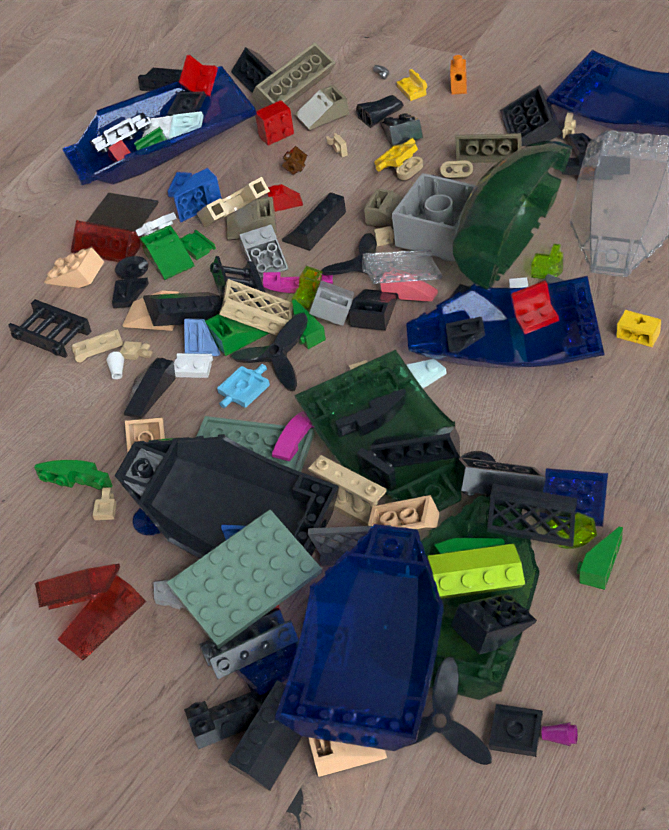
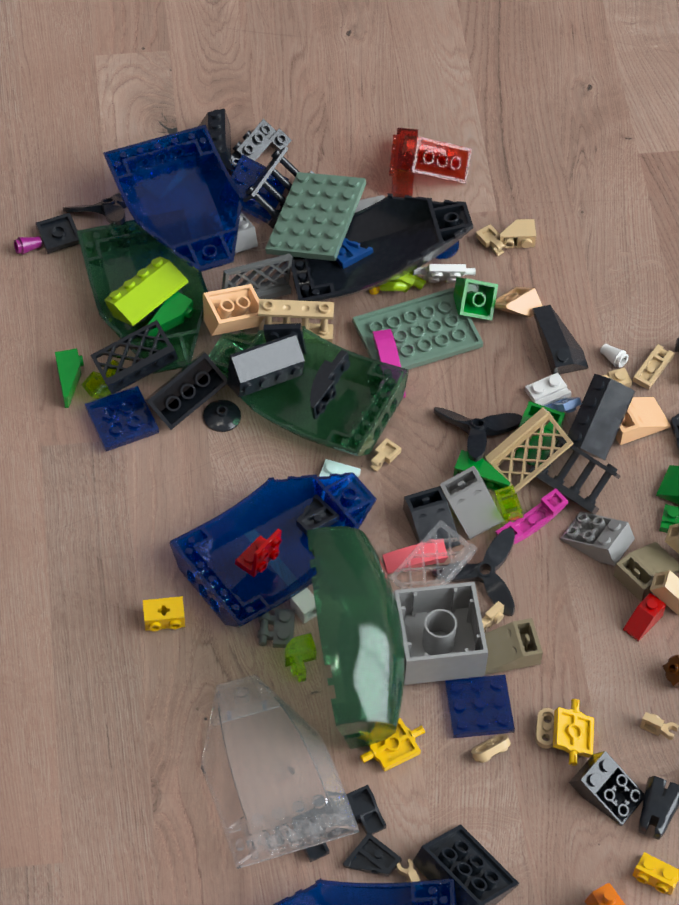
camera: 135 degrees right, 10 degrees up
(72, 471) = (546, 248): green slope -> none
(78, 495) = (519, 234): none -> tan slope
(243, 386) = (479, 388): medium azure plate -> none
(316, 222) = (584, 602): black slope -> none
(486, 147) = (477, 792): dark tan slope -> none
(491, 622) = (110, 266): black slope -> none

